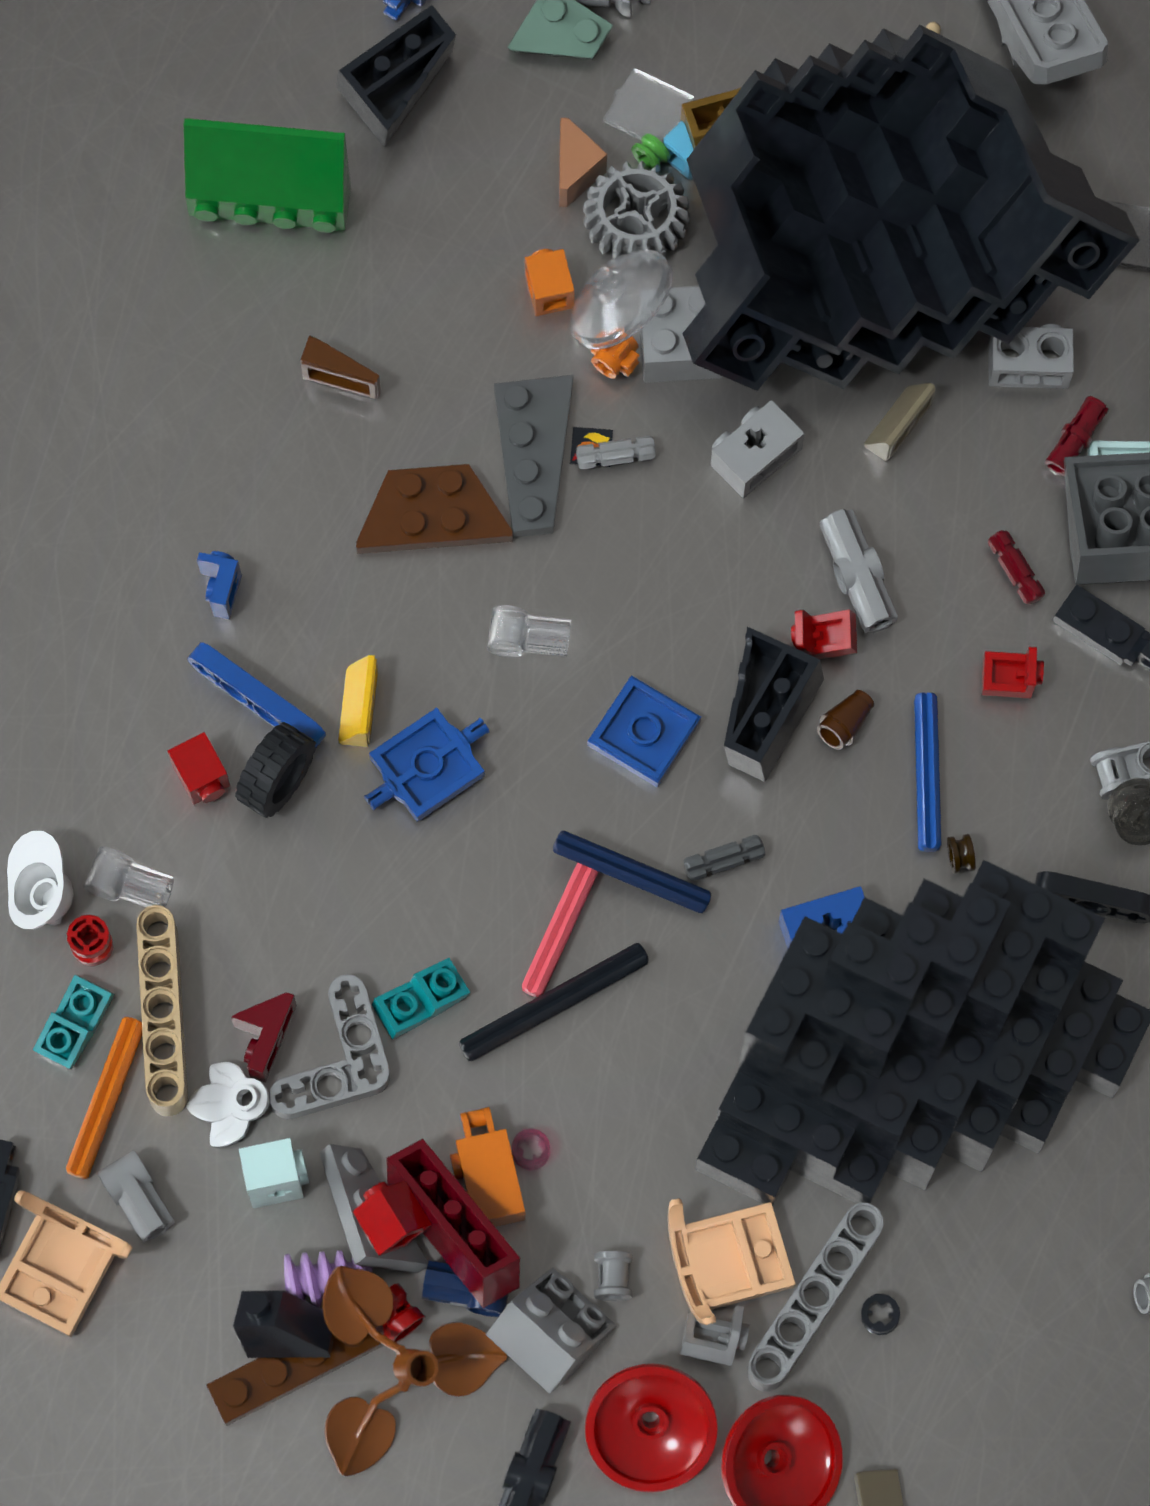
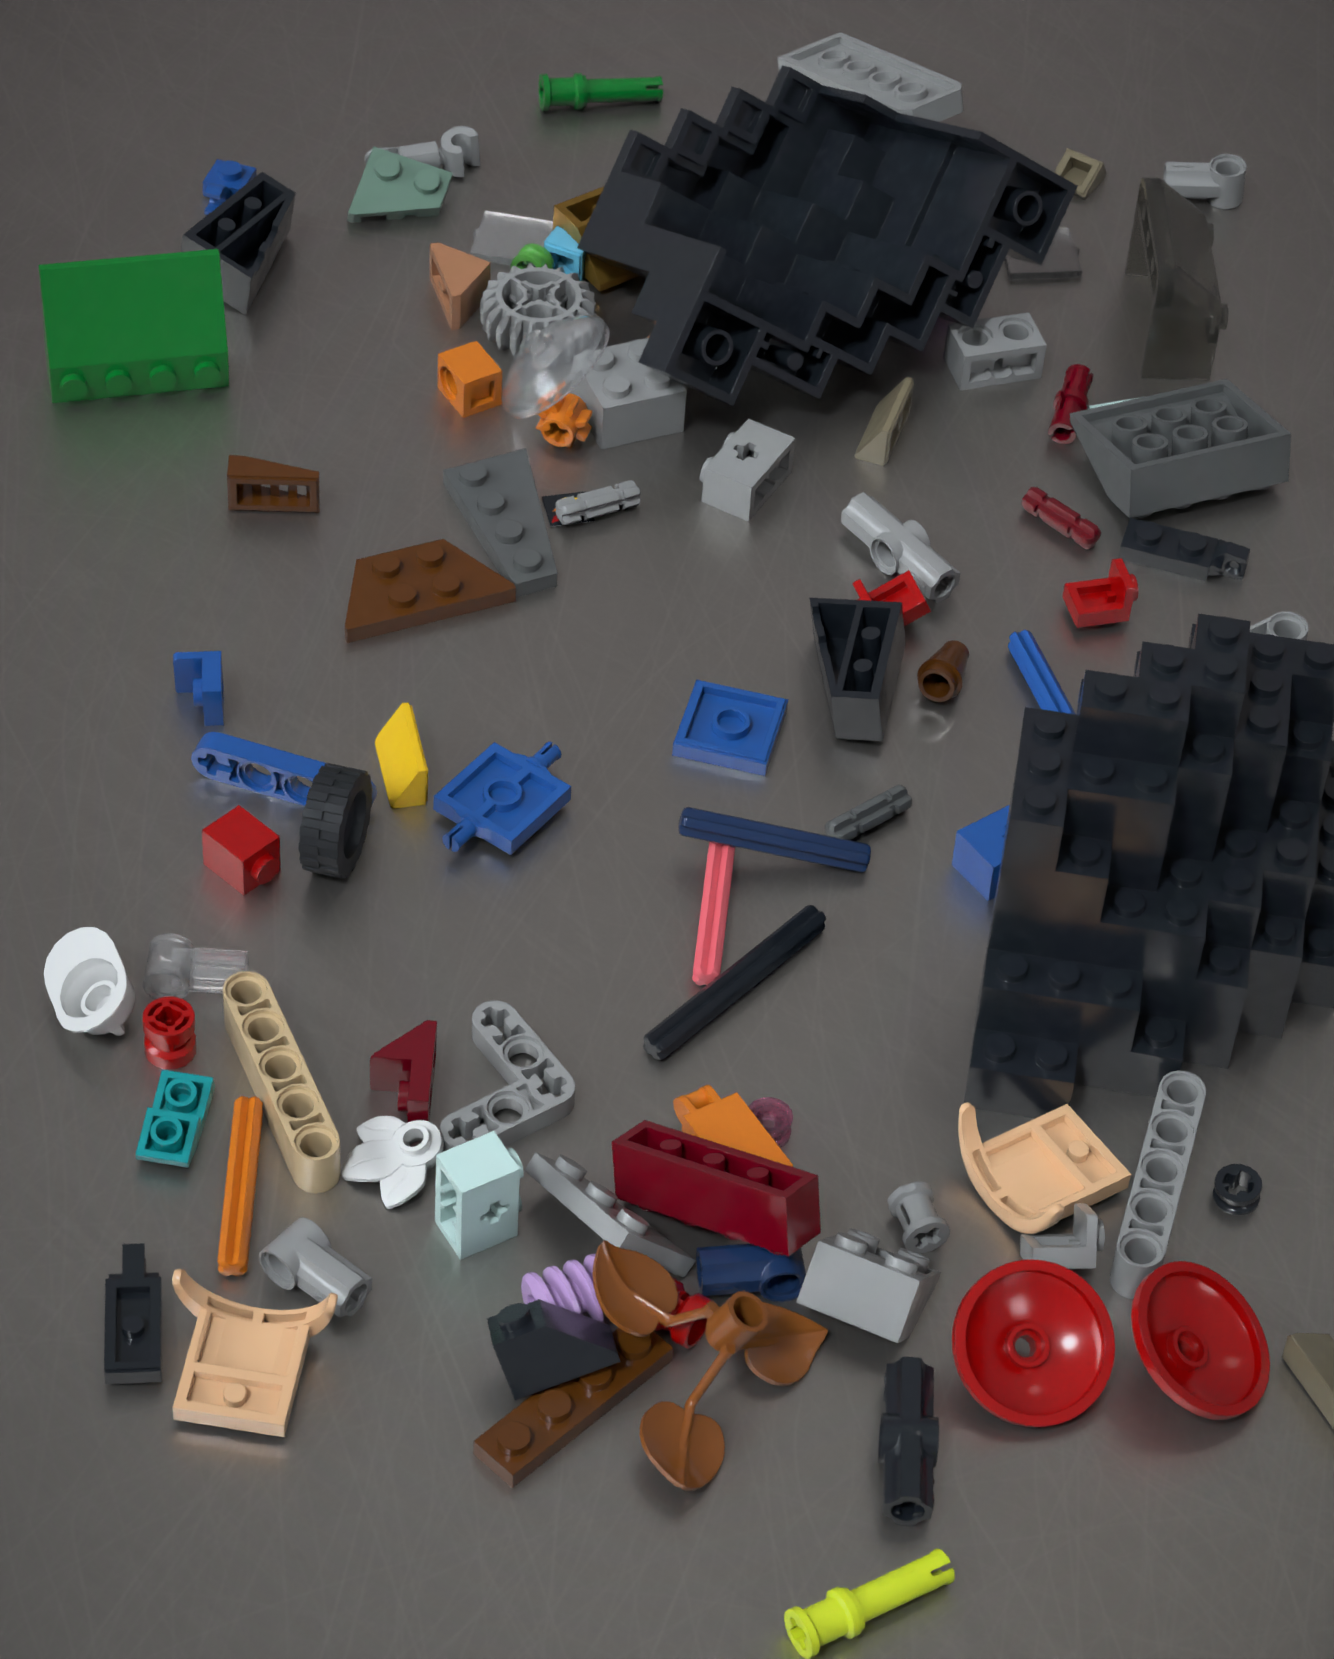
camera: 20 degrees left, 25 degrees down
(391, 1216) = (643, 1188): red brick -> none
(421, 998) = (584, 1010): teal slope -> none
(517, 632) = (555, 666): clear piece -> none

